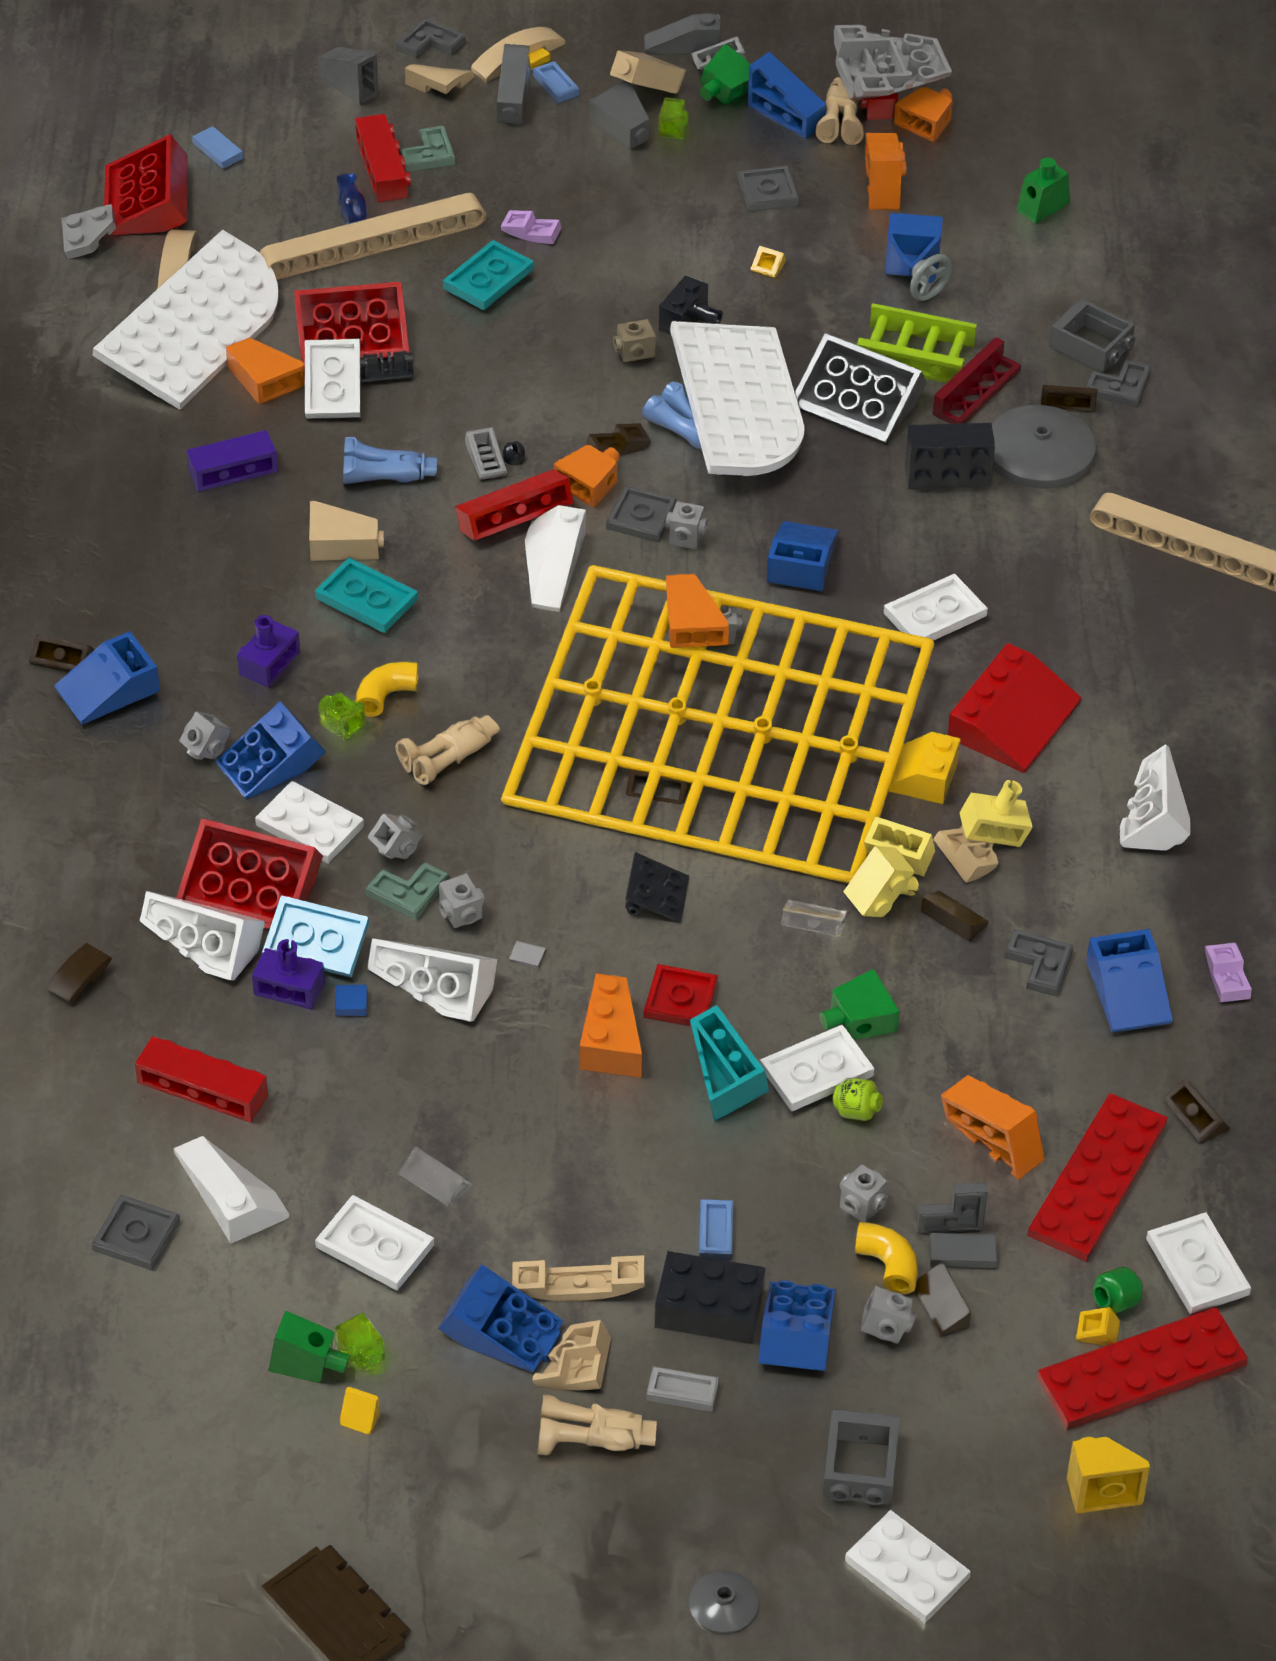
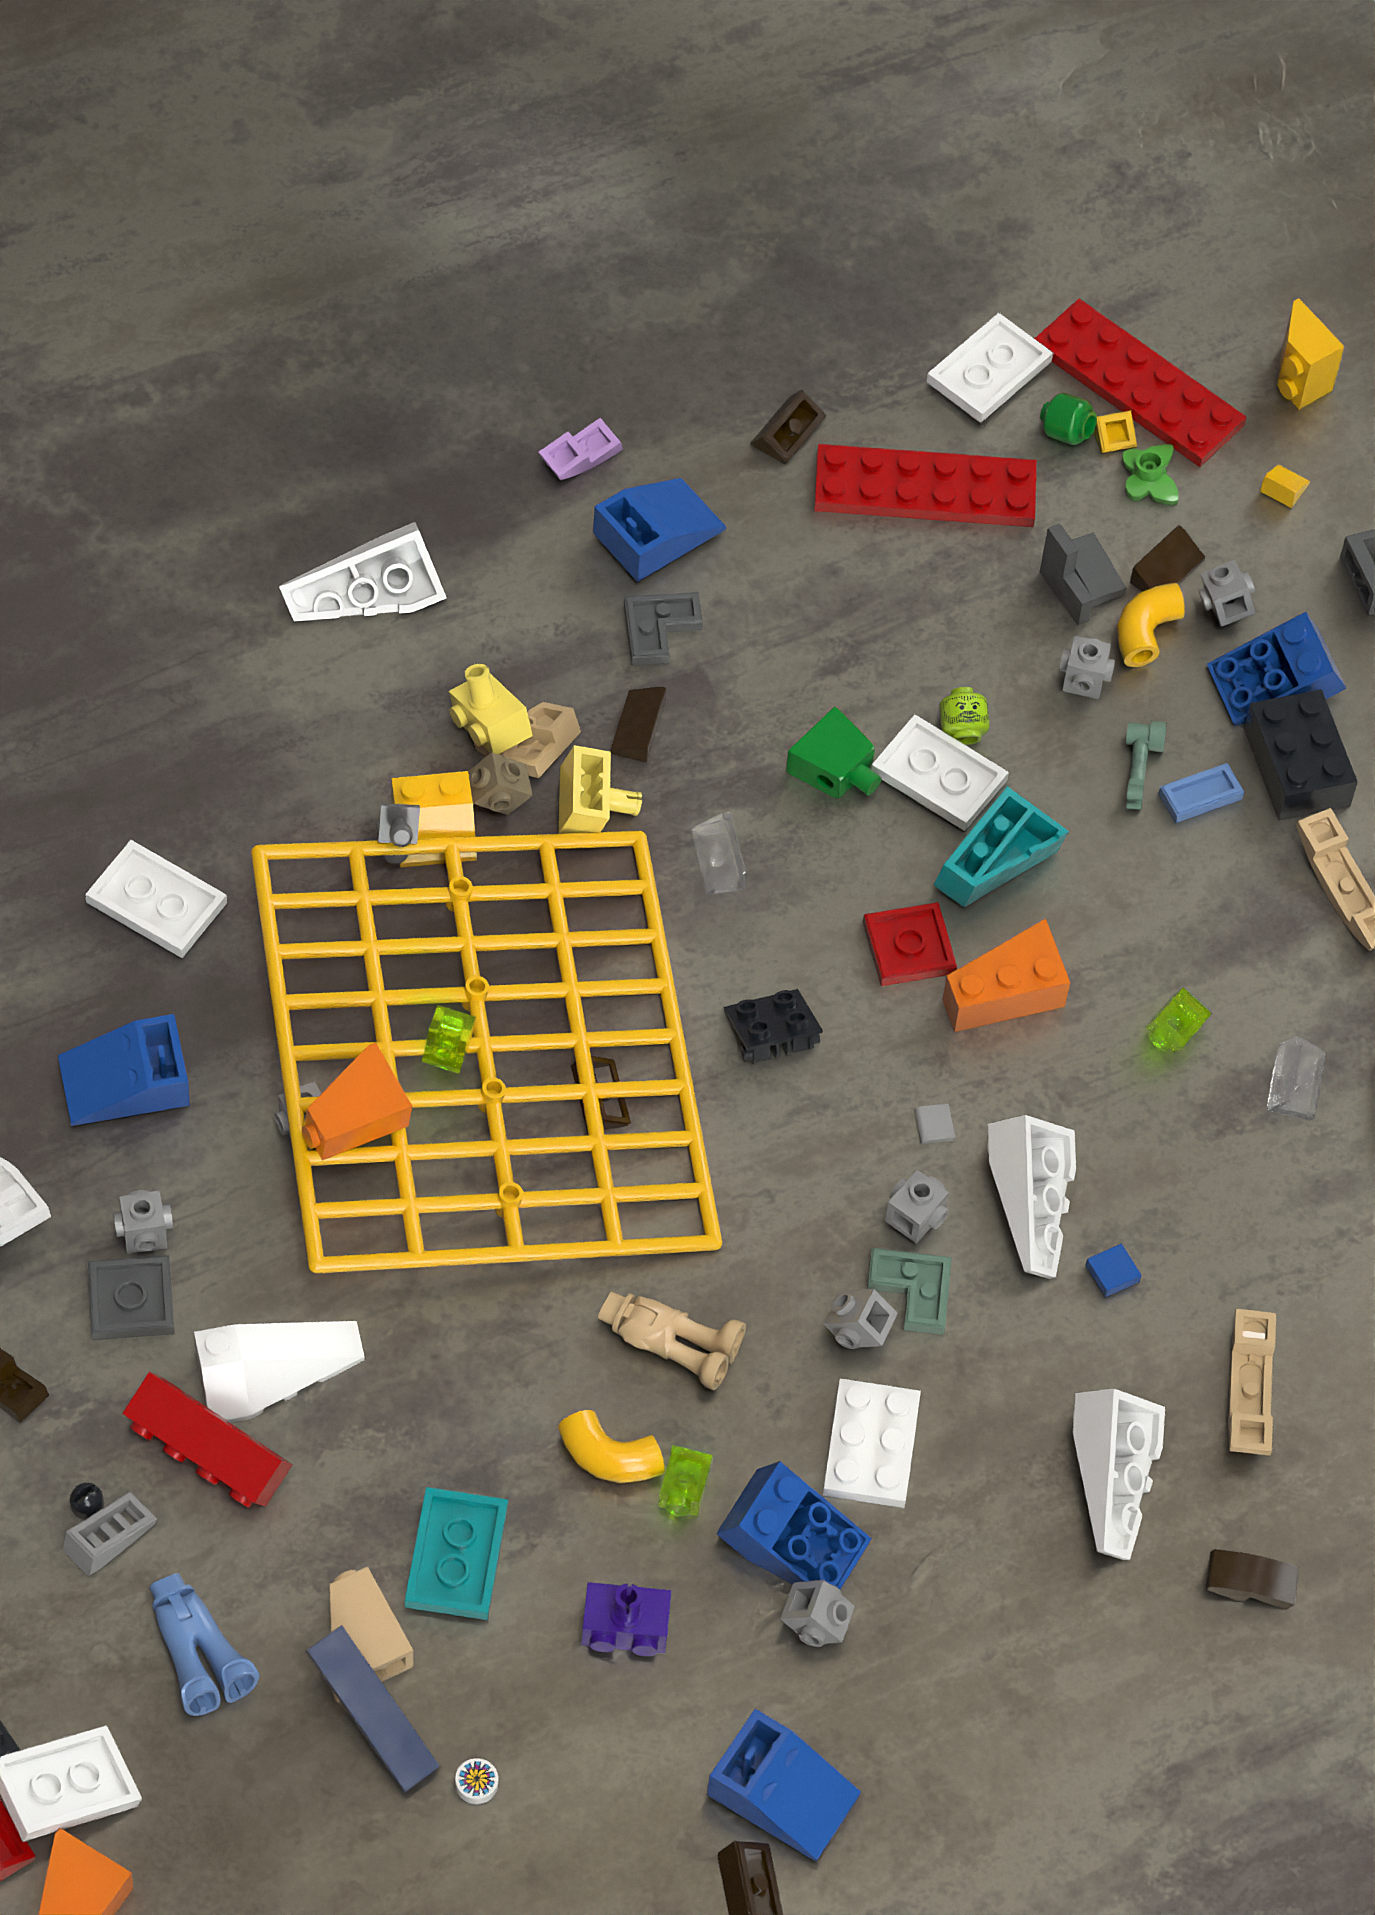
camera: 120 degrees left, 10 degrees up
(201, 1079) = (1323, 1363): red brick -> none
(207, 1033) = (1251, 1382): none -> tan slope
(216, 558) = (476, 1781): none -> tile
(232, 460) = (285, 1847): dark purple brick -> none
(247, 870) = (1004, 1459): red slope -> none
(285, 513) = (372, 1708): none -> dark blue tile
(288, 977) = (1129, 1341): dark purple brick -> none
(320, 933) = (1056, 1335): plate -> none
(520, 1115) = (1186, 1013): none -> clear neon green brick
(590, 473) = (94, 1380): orange torso -> none
(715, 673) = (448, 1039): none -> clear neon green brick
(781, 1212) = (1144, 739): none -> sand green brick
(881, 881) = (658, 785): light yellow brick -> none
(911, 721) = (398, 826): none -> dark grey piece
(938, 813) = (499, 783): none -> dark tan brick
(986, 1421) = (1284, 485): none -> yellow slope
(996, 1121) = (924, 580): orange wedge -> none
(1013, 709) = (287, 767): red slope -> none
(1044, 1330) = (1150, 475): none -> bright green animal

